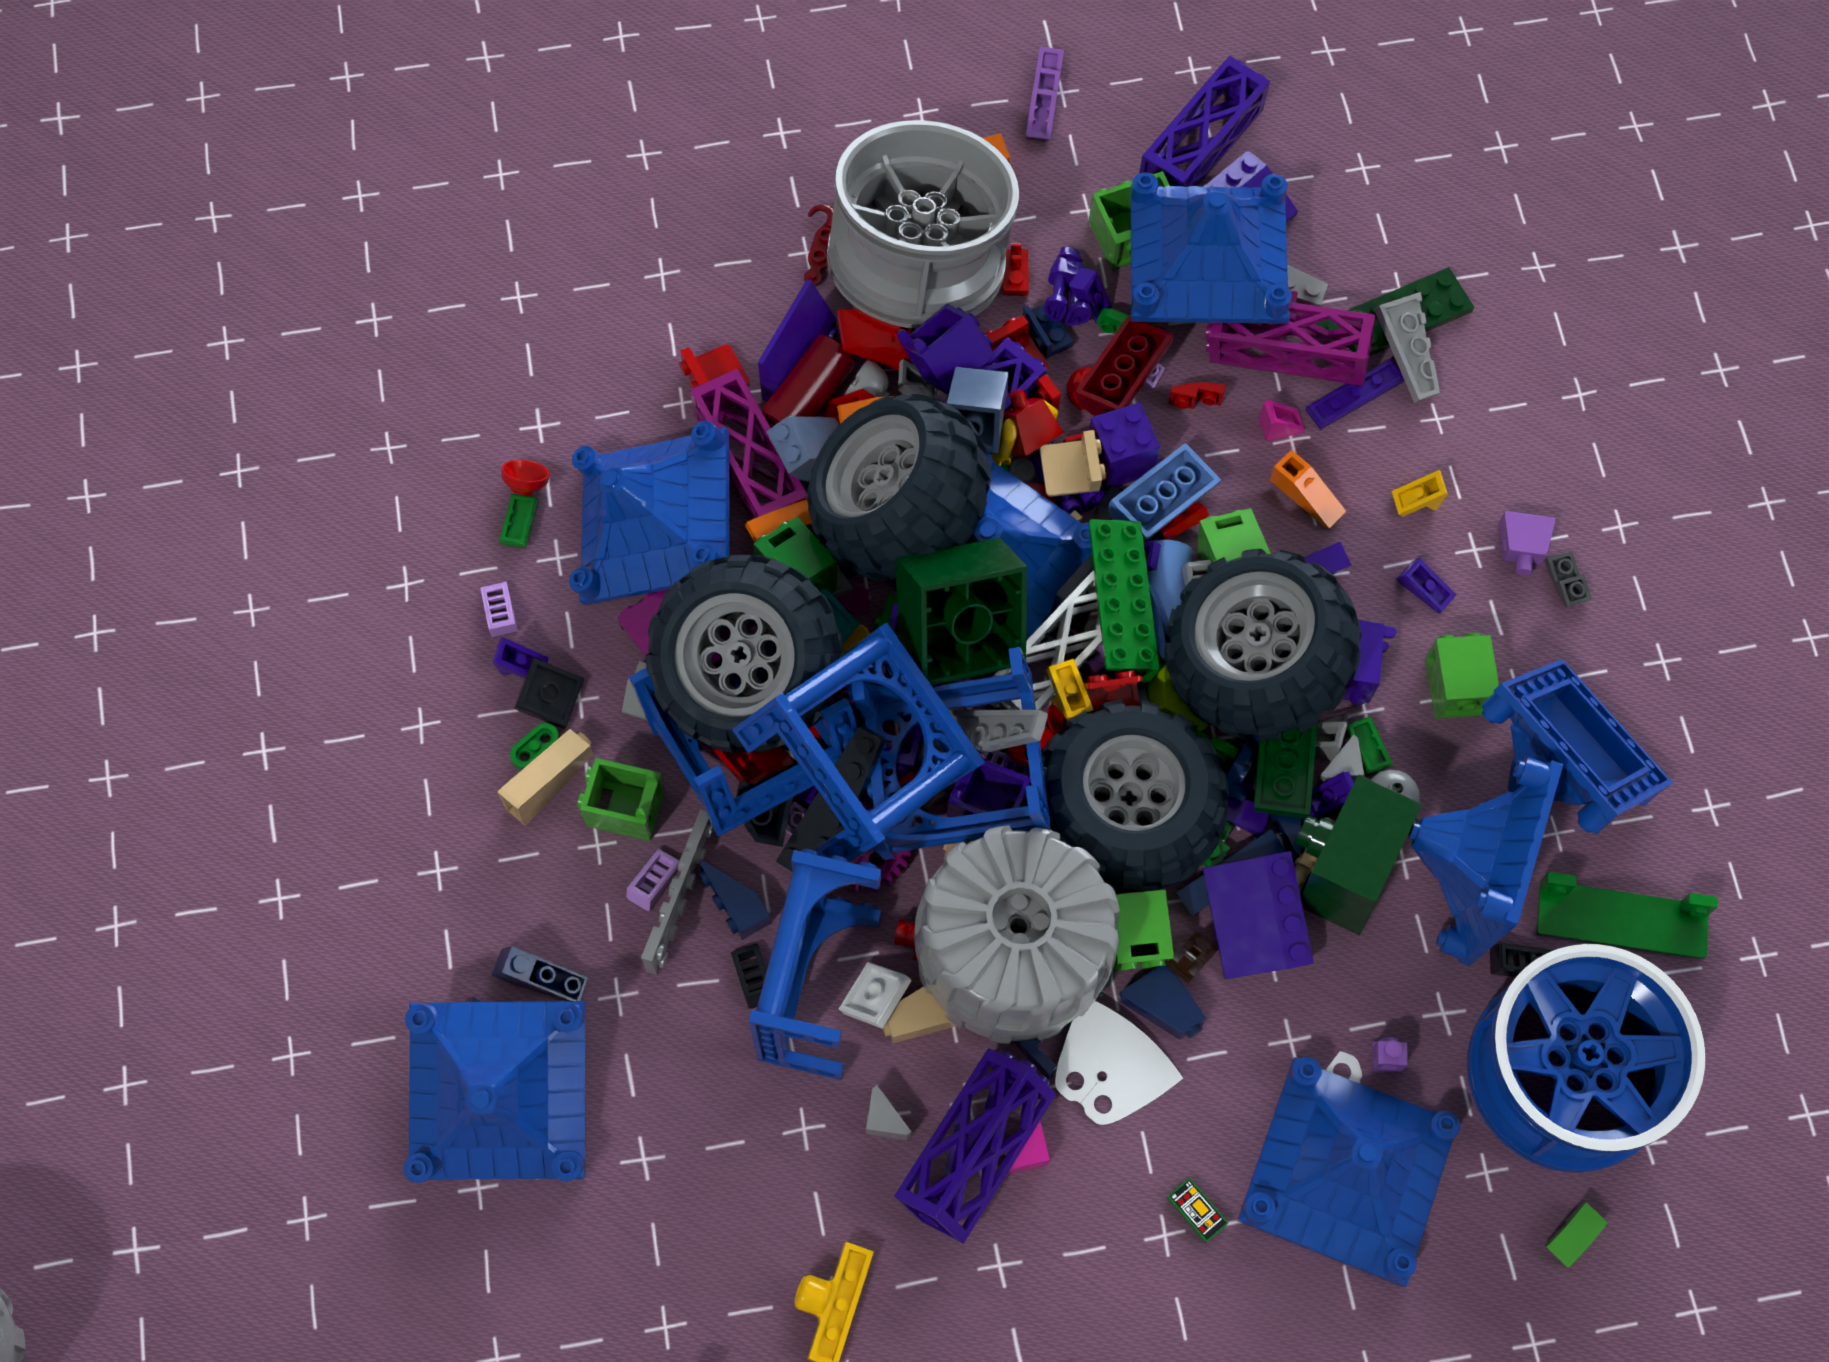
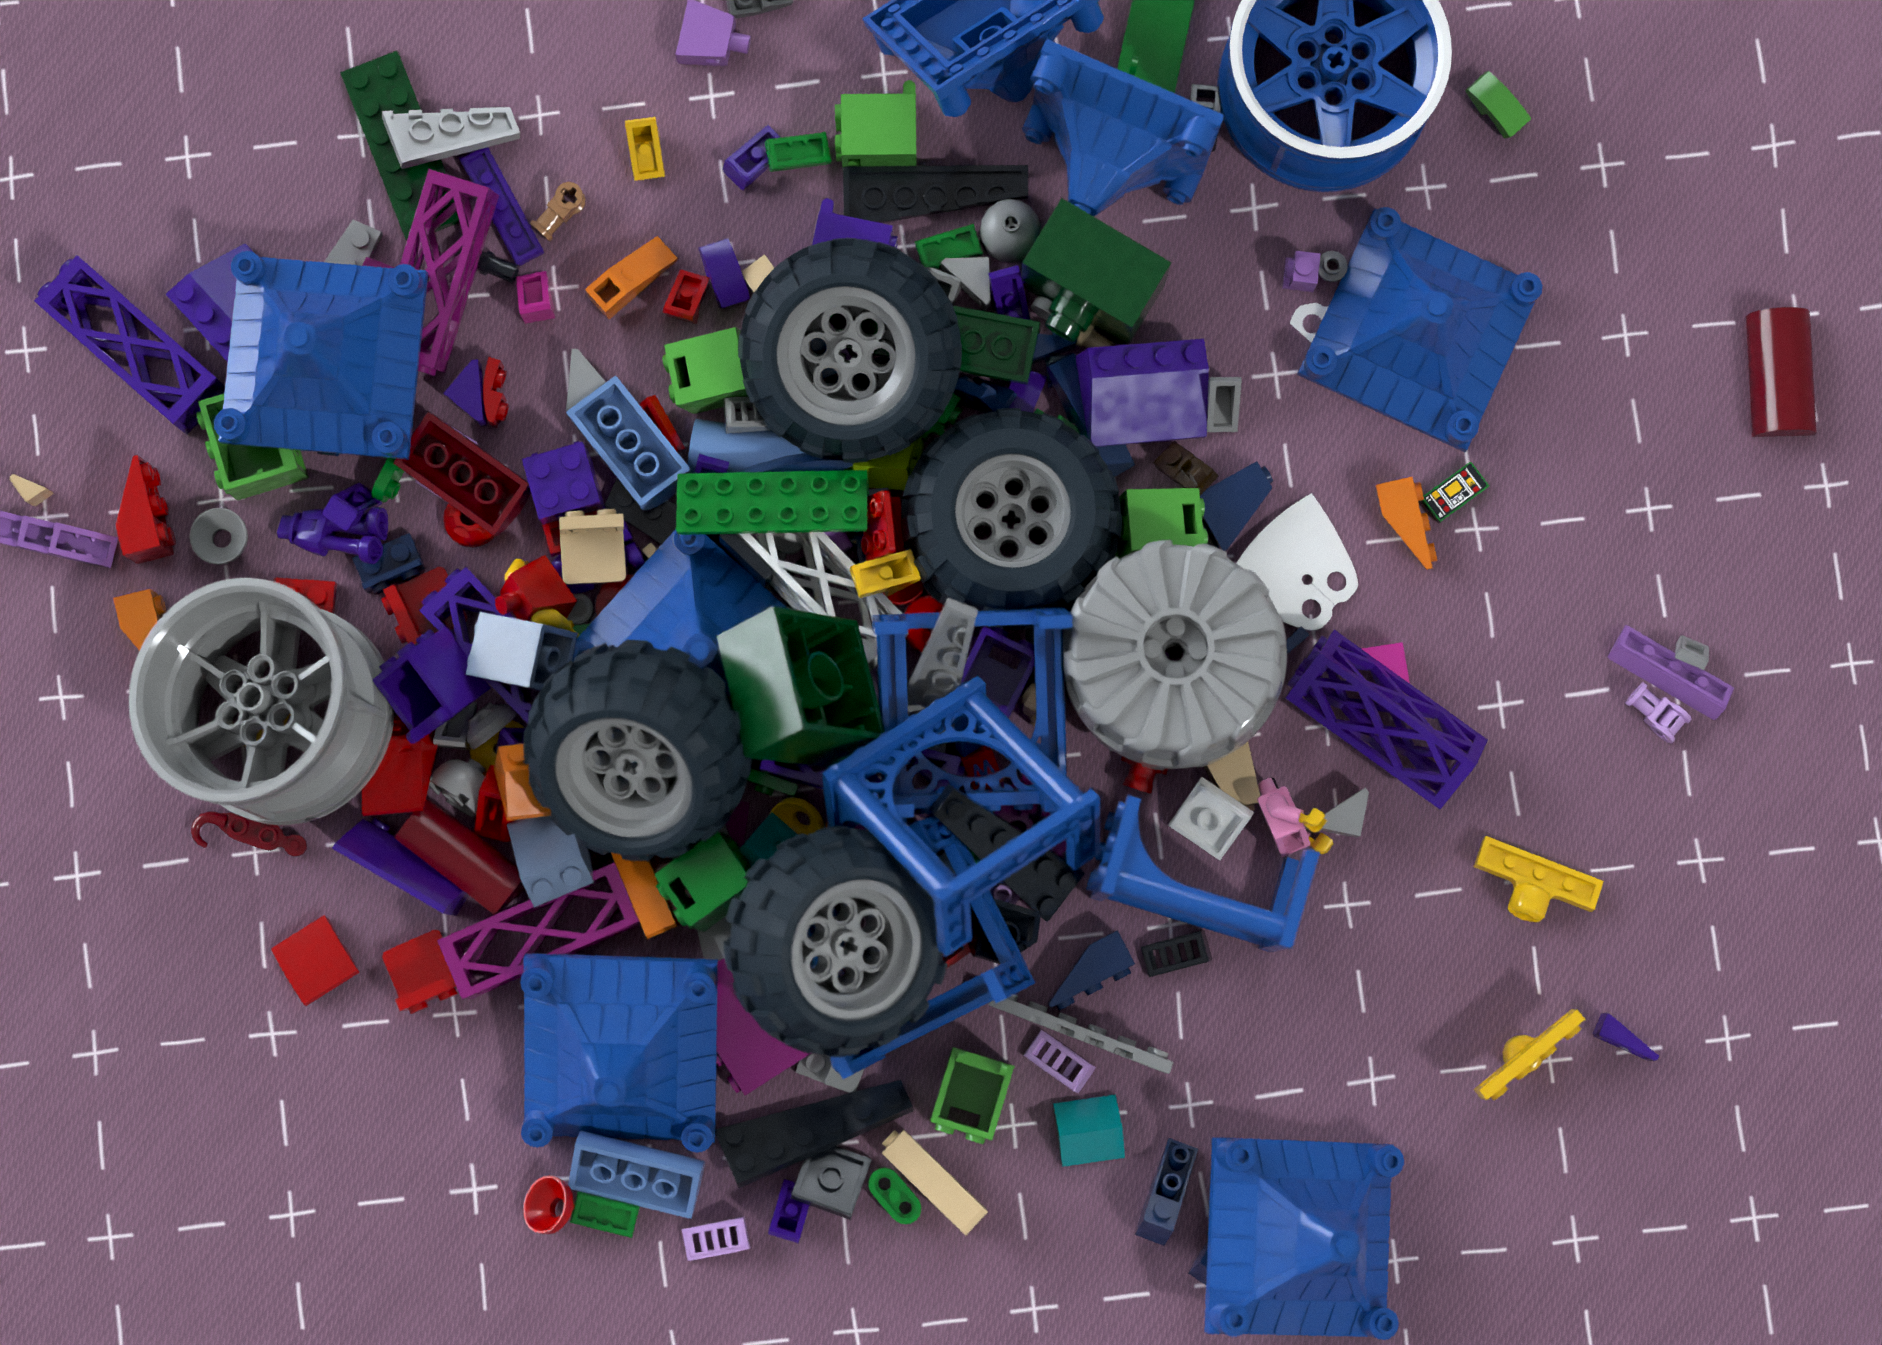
camera: 90 degrees left, 15 degrees up
(551, 540) = (636, 1174): none -> medium blue brick
(584, 659) = (787, 1137): none -> black wing
(593, 906) = (1089, 1130): none -> teal slope
(668, 1294) = (1525, 1054): none -> yellow plate
(720, 297) = (315, 960): none -> red slope
(873, 1058) = (1288, 822): none -> bright pink torso
(1048, 391) = (491, 570): red plate -> none
(1057, 196) = (205, 529): none -> light grey piece
(1069, 148) = (142, 515): none -> red slope
(1080, 76) = (30, 491): none -> tan slope
(1171, 1159) = (1402, 511): none -> orange slope
(1195, 371) = (467, 392): none -> dark purple slope
(1218, 458) = (582, 379): none -> light grey slope
(1256, 989) = (1223, 404): none -> light grey slope
(1295, 533) = (686, 296): none -> red slope
(1304, 387) = (496, 266): none -> black pin
(1358, 435) = (558, 210): none -> medium nougat connector
(1392, 1090) = (1332, 275): none -> light grey plate
(1414, 711) = (916, 191): none -> black wing
(1434, 615) = (798, 151): none -> green plate

